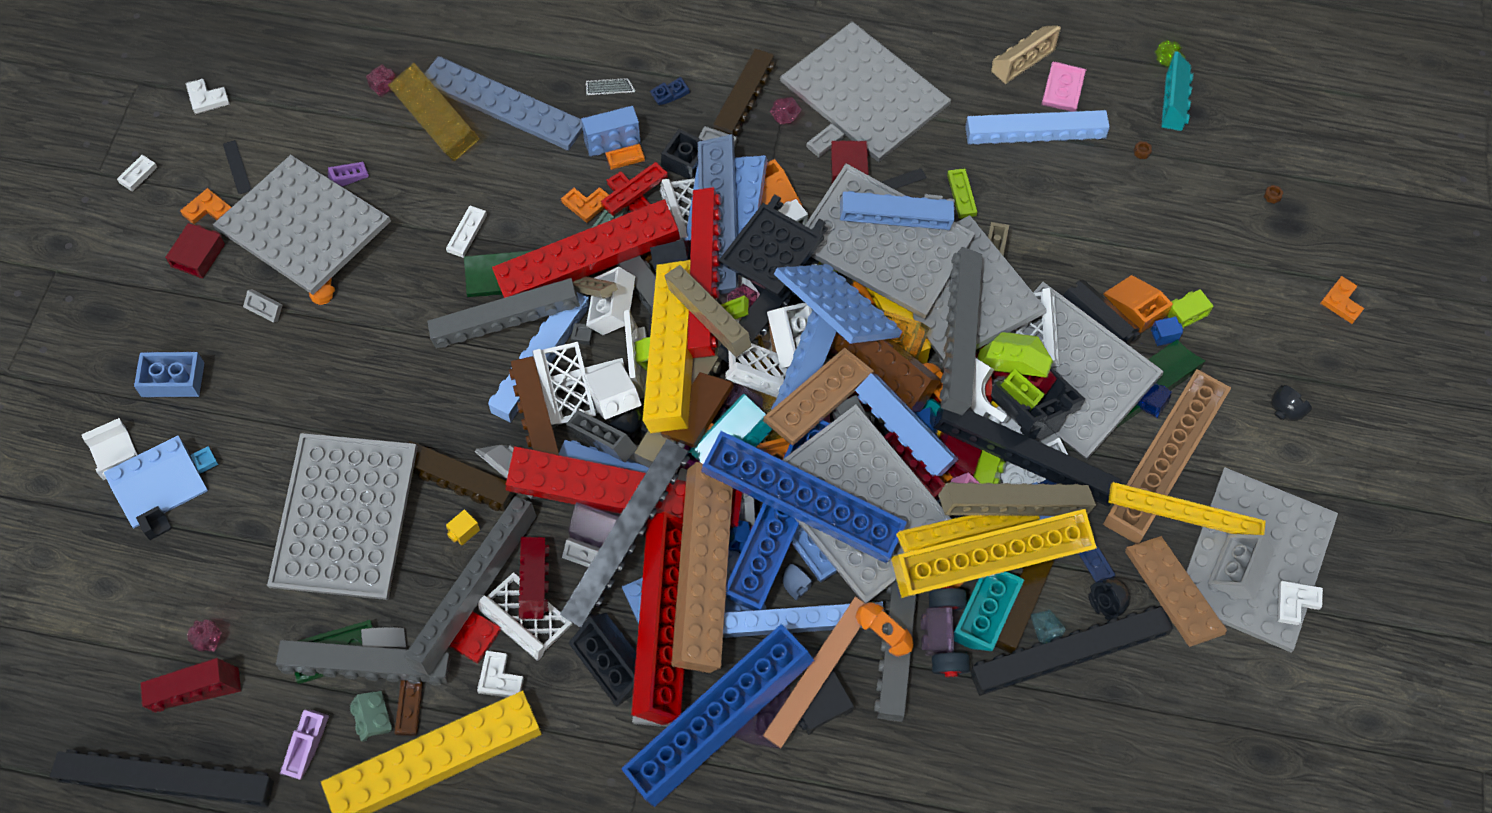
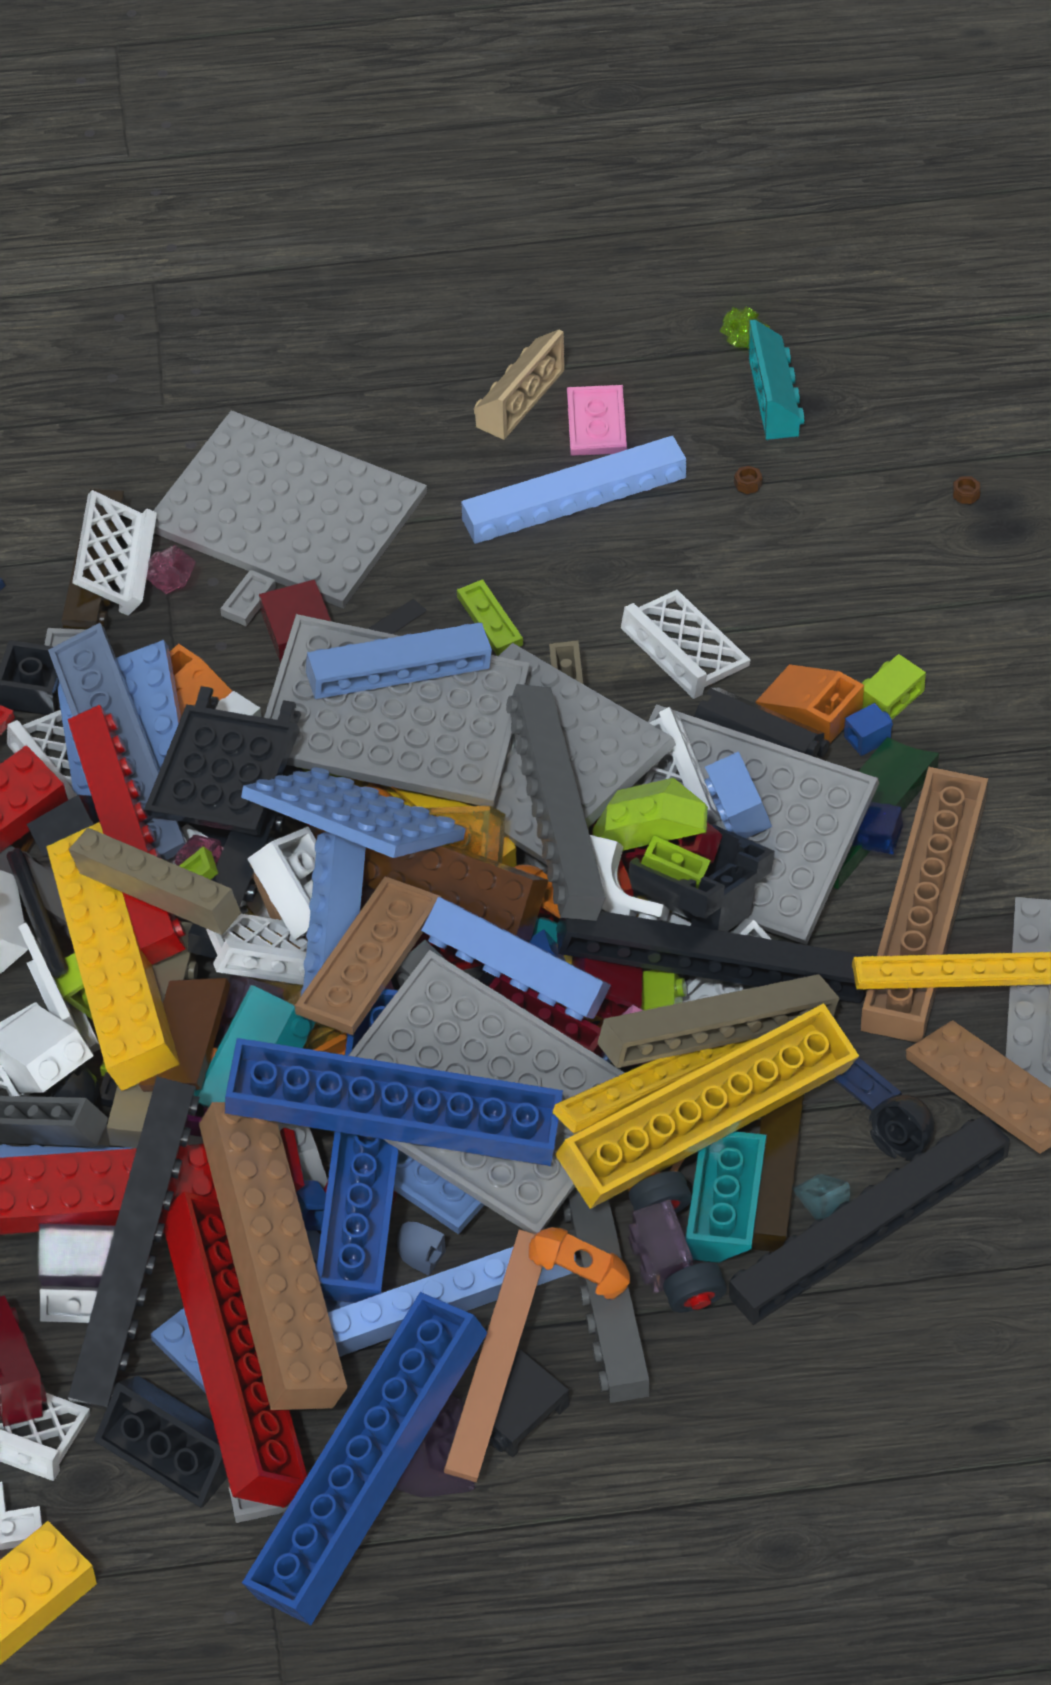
camera: 15 degrees left, 10 degrees down
(638, 304) = (37, 913): none -> black axle
(766, 97) = (134, 558): none -> white fence
(1060, 244) = (667, 650): none -> white fence
(1073, 355) = (736, 797): none -> medium blue brick

